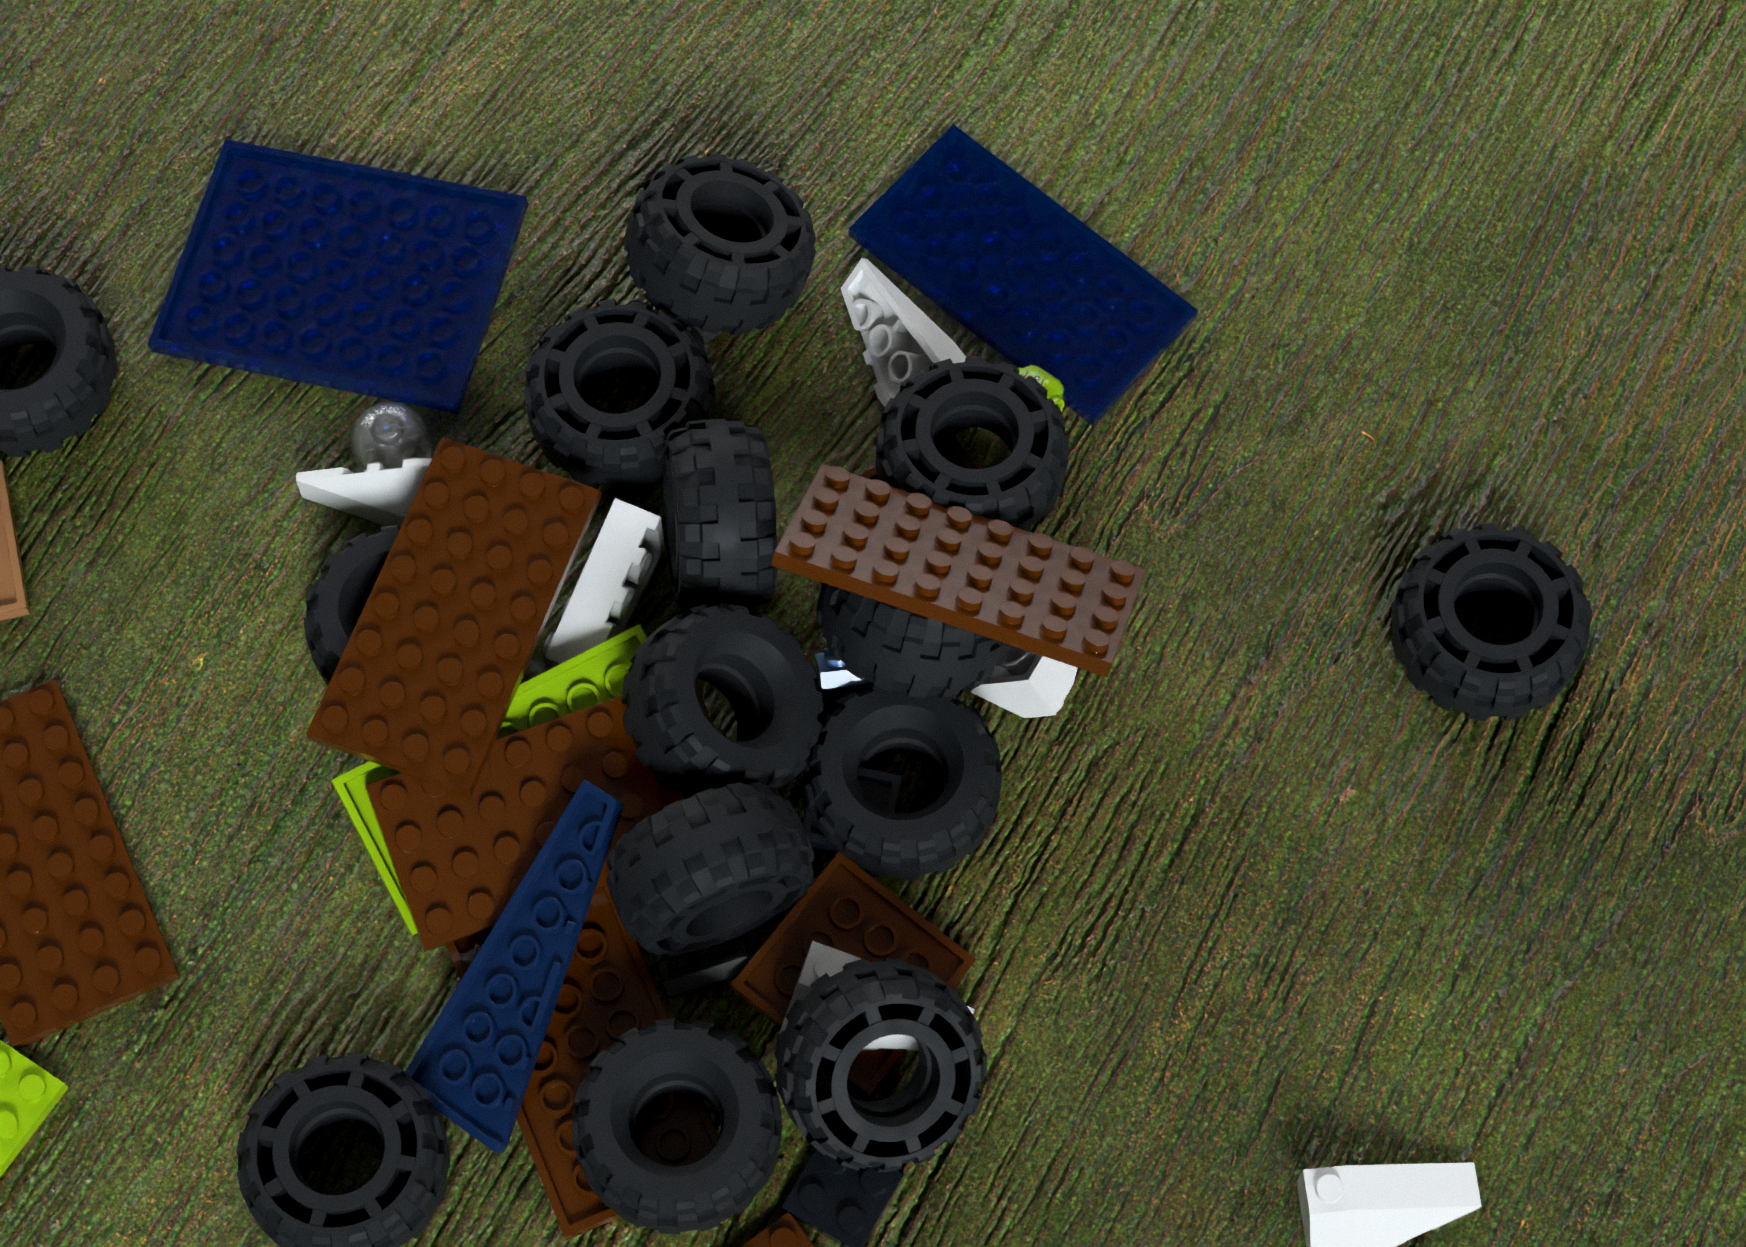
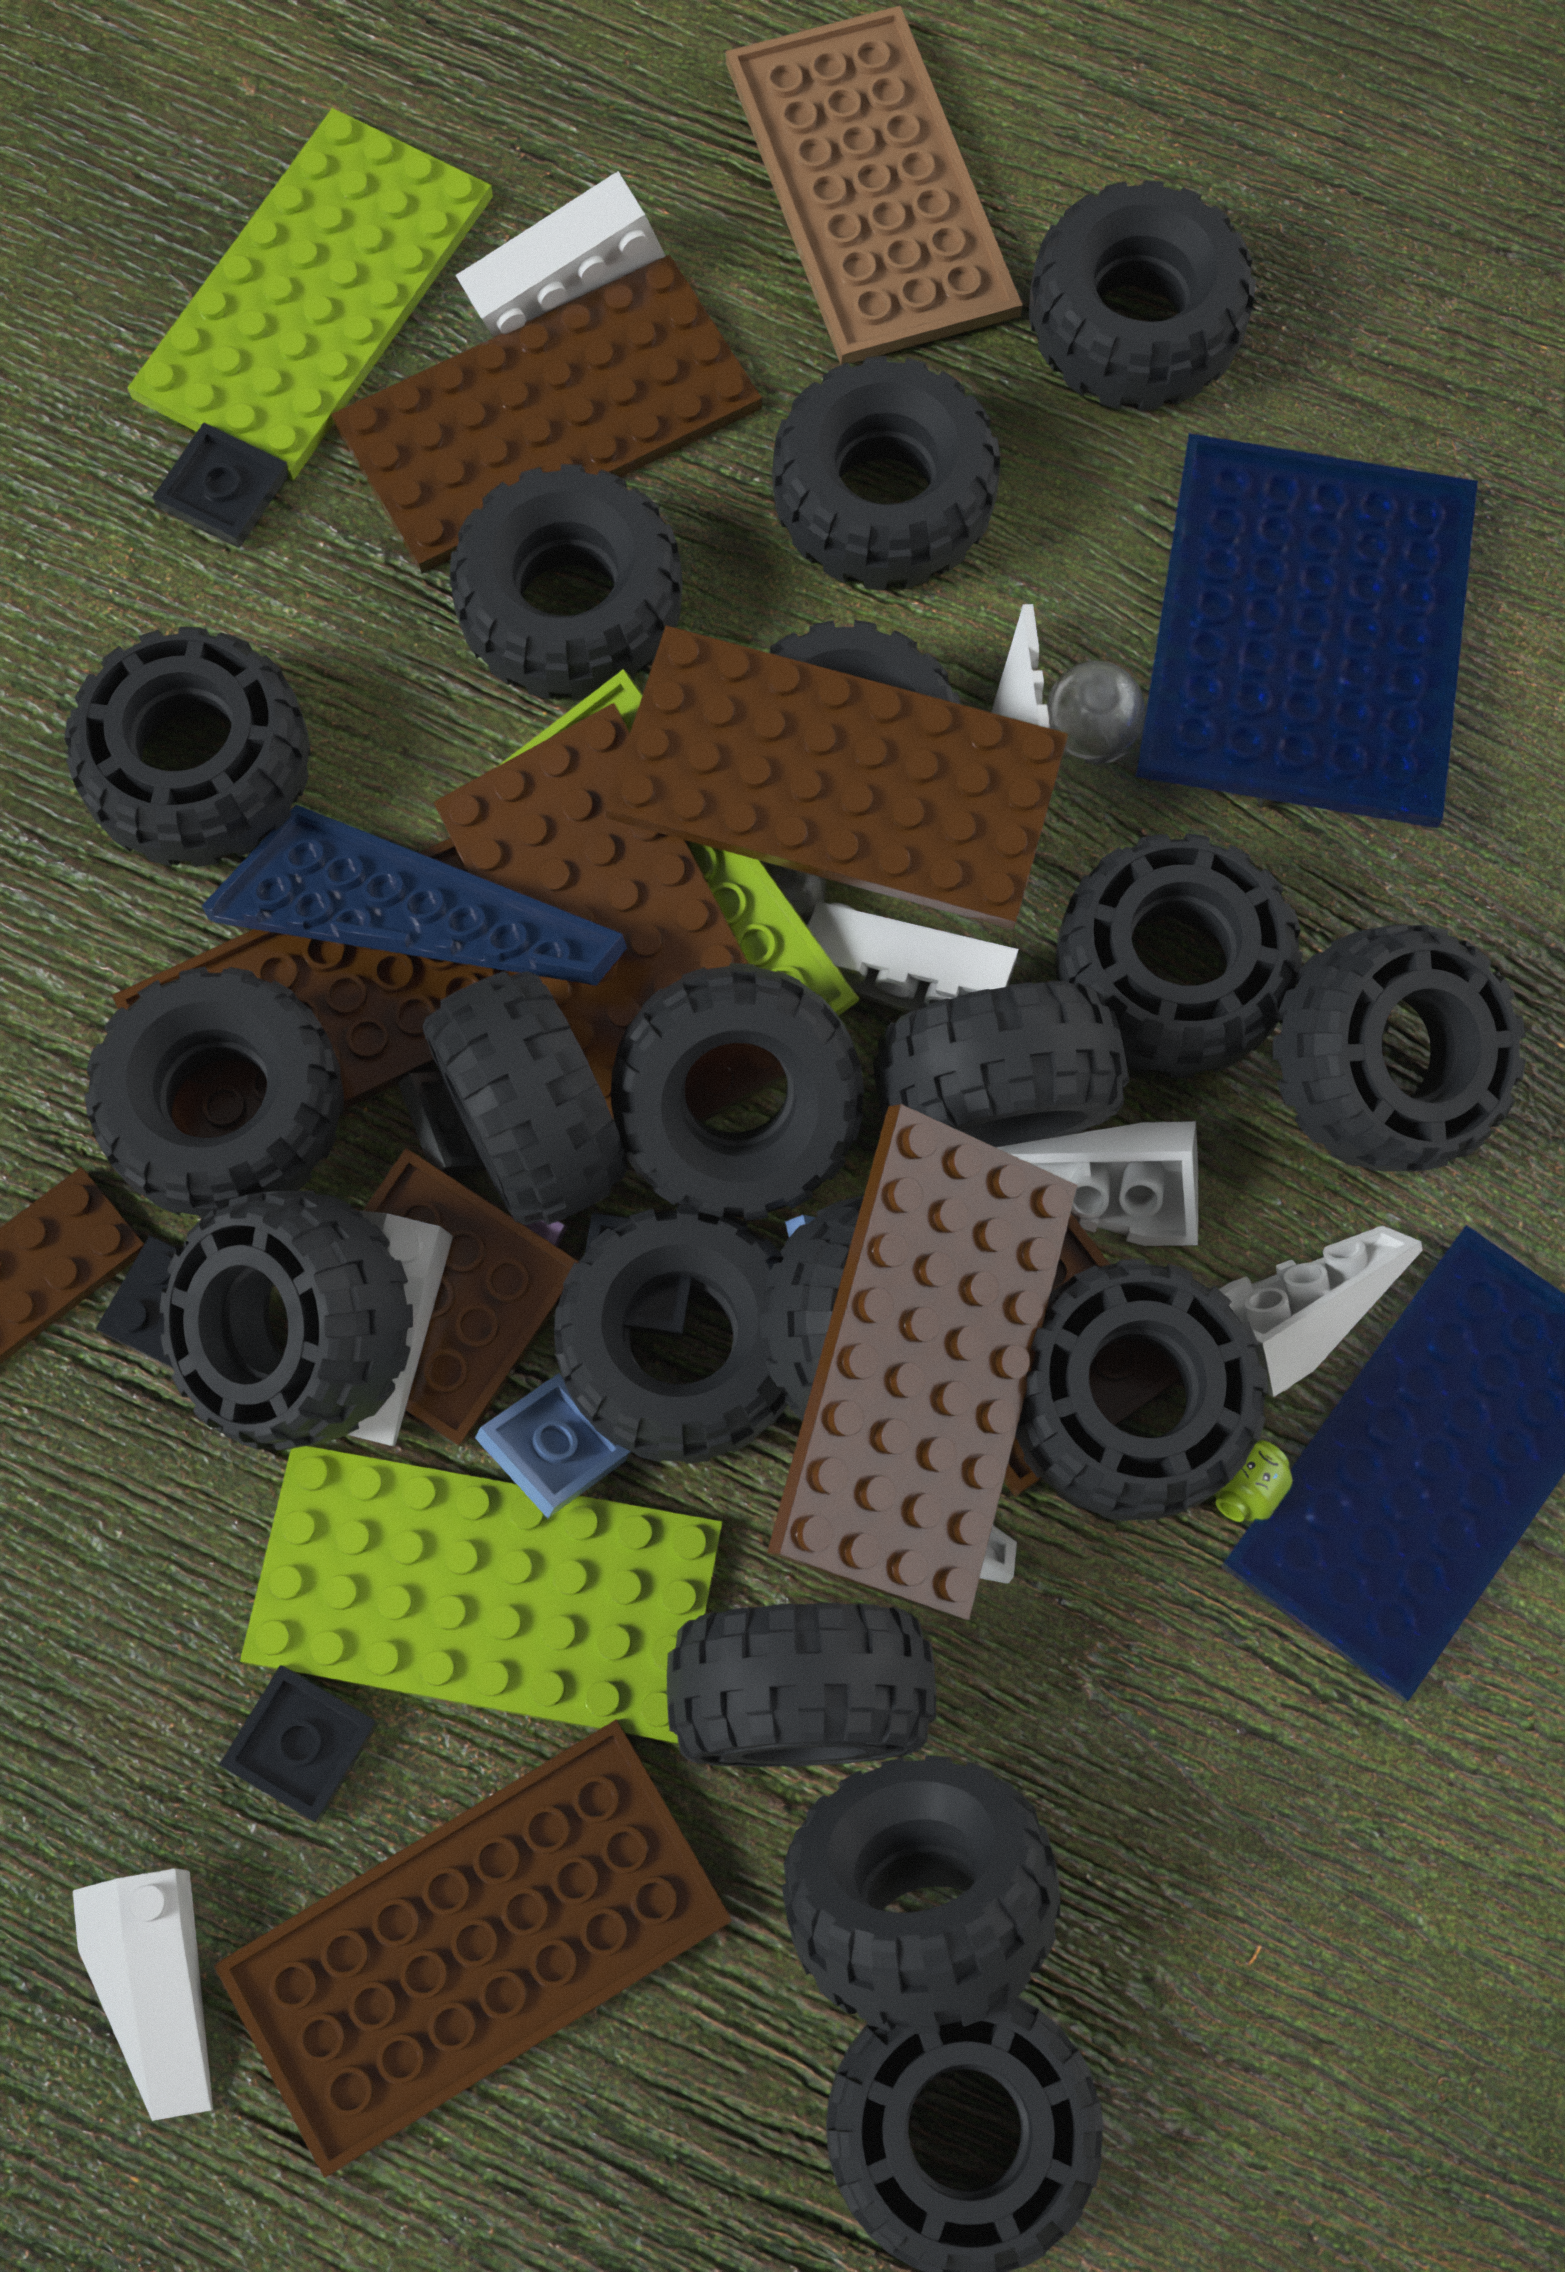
camera: 85 degrees right, 5 degrees up
(70, 1144) = (221, 485): none -> black plate
(134, 527) = (898, 416): none -> black tyre
(204, 783) = (555, 523): none -> black tyre
(799, 441) = (1128, 1179): none -> white wedge
(982, 887) = (549, 1447): none -> medium blue plate
(1091, 952) = (475, 1593): none -> lime plate
(1189, 692) = (801, 1685): none -> black tyre
(1204, 1089) = (299, 1744): none -> black plate
(1286, 615) = (908, 1832): none -> black tyre
(1357, 965) = (470, 1947): none -> reddish brown plate

